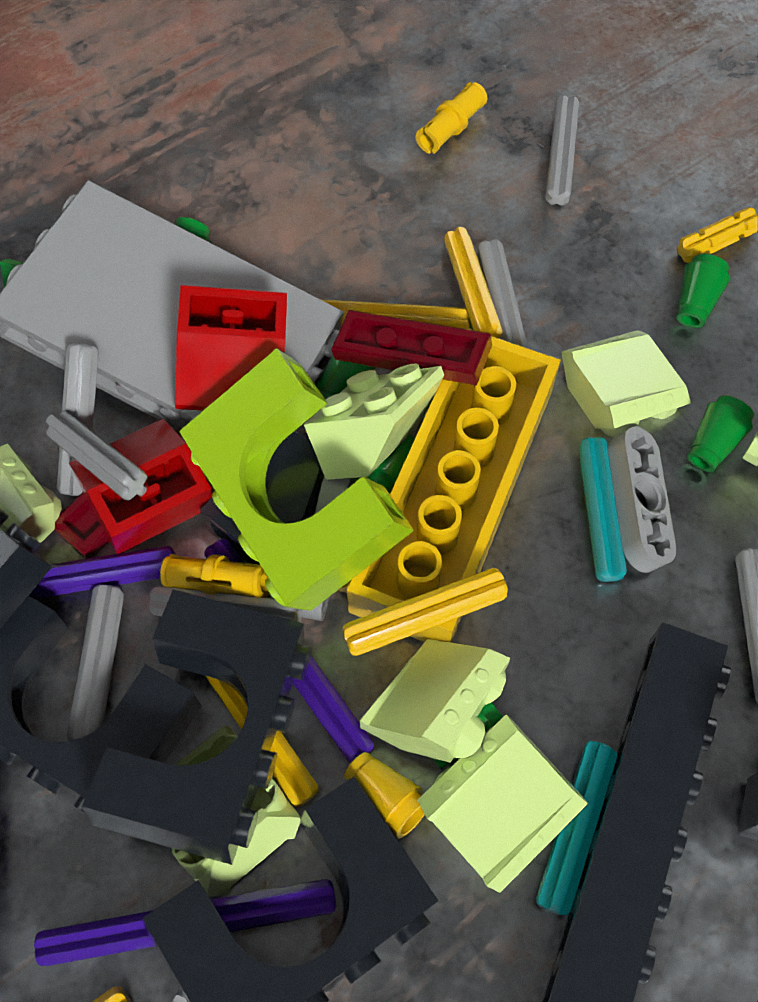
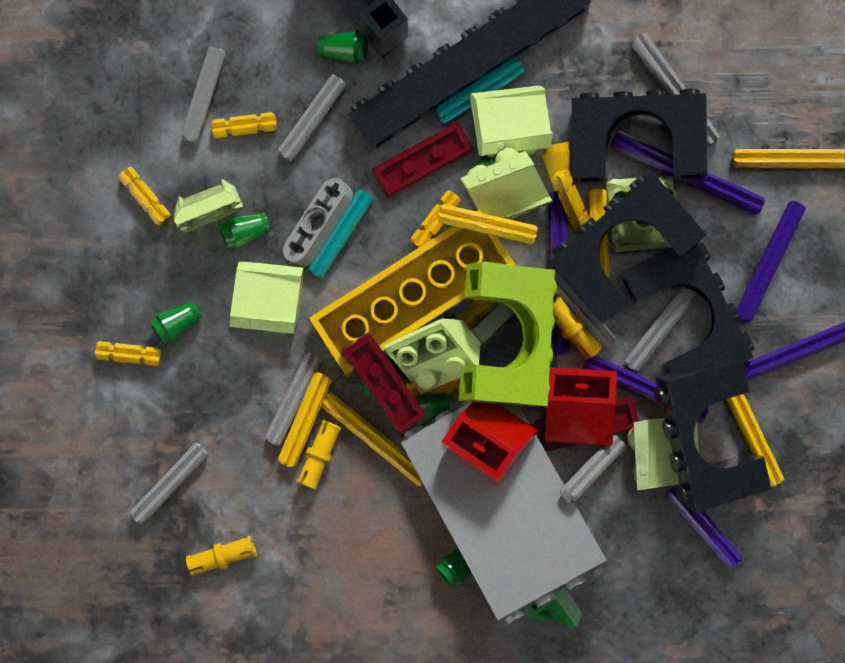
camera: 145 degrees left, 20 degrees up
(97, 455) = (599, 422): light grey axle -> none
(335, 748) = (570, 198): none -> yellow axle
(427, 261) = (319, 454): none -> yellow pin
(500, 615) = (431, 225): none -> yellow axle
(576, 674) = (422, 160): none -> dark red tile

